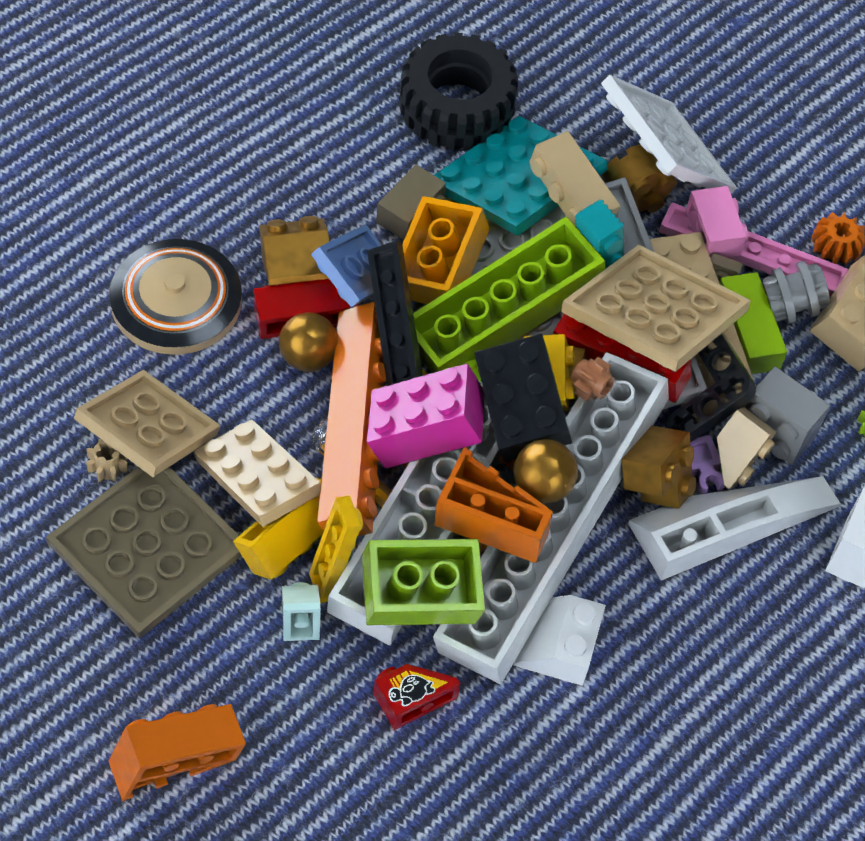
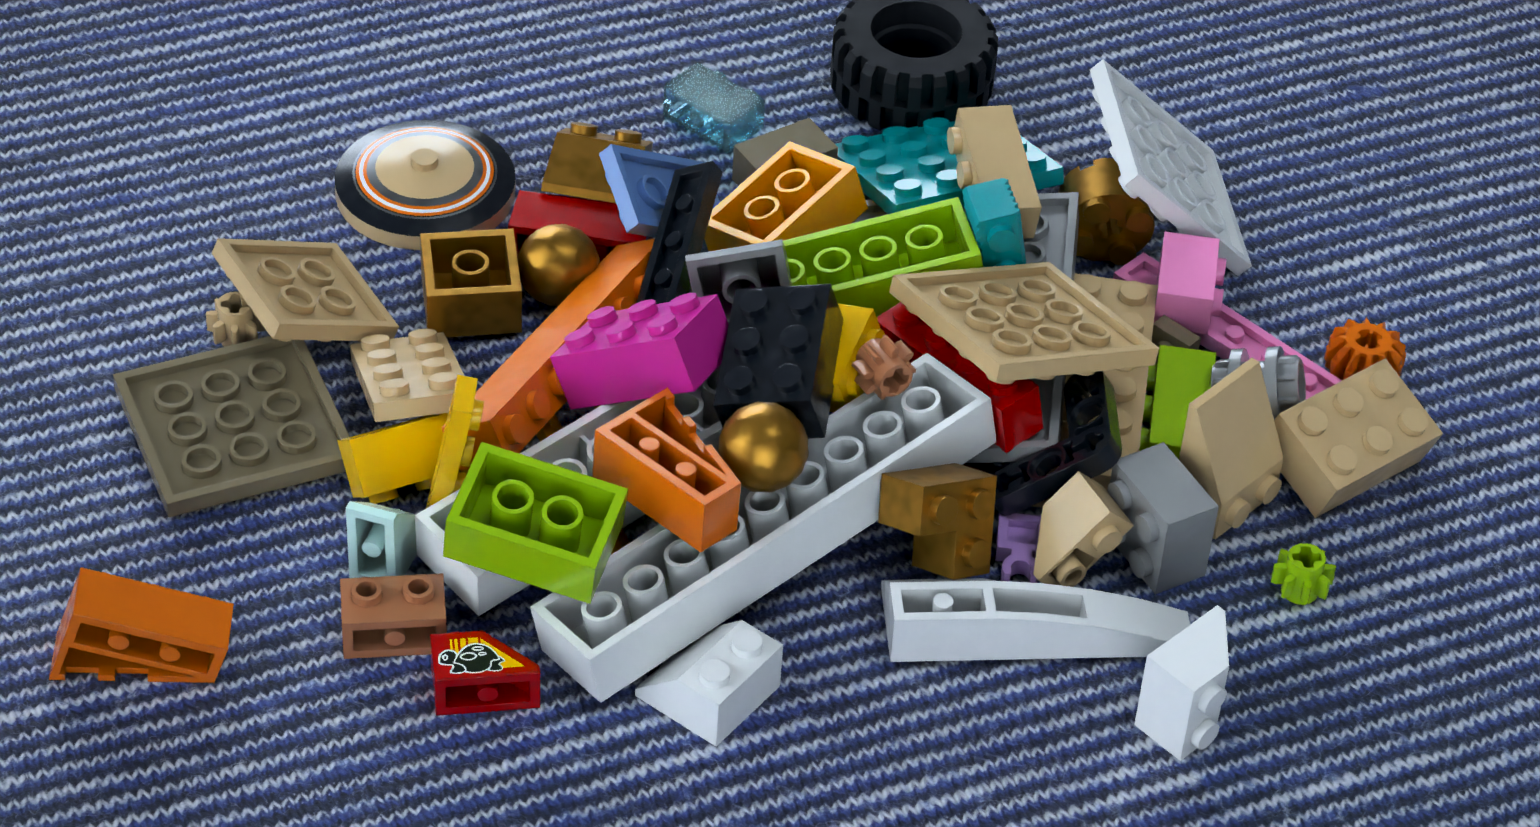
camera: 25 degrees right, 15 degrees down
(256, 376) = (471, 282): none -> pearl gold brick
(334, 666) = (391, 614): none -> nougat brick
(342, 170) = (713, 107): none -> clear light blue brick
(460, 333) = (738, 268): none -> light grey slope
(811, 348) = (1234, 445): none -> tan slope

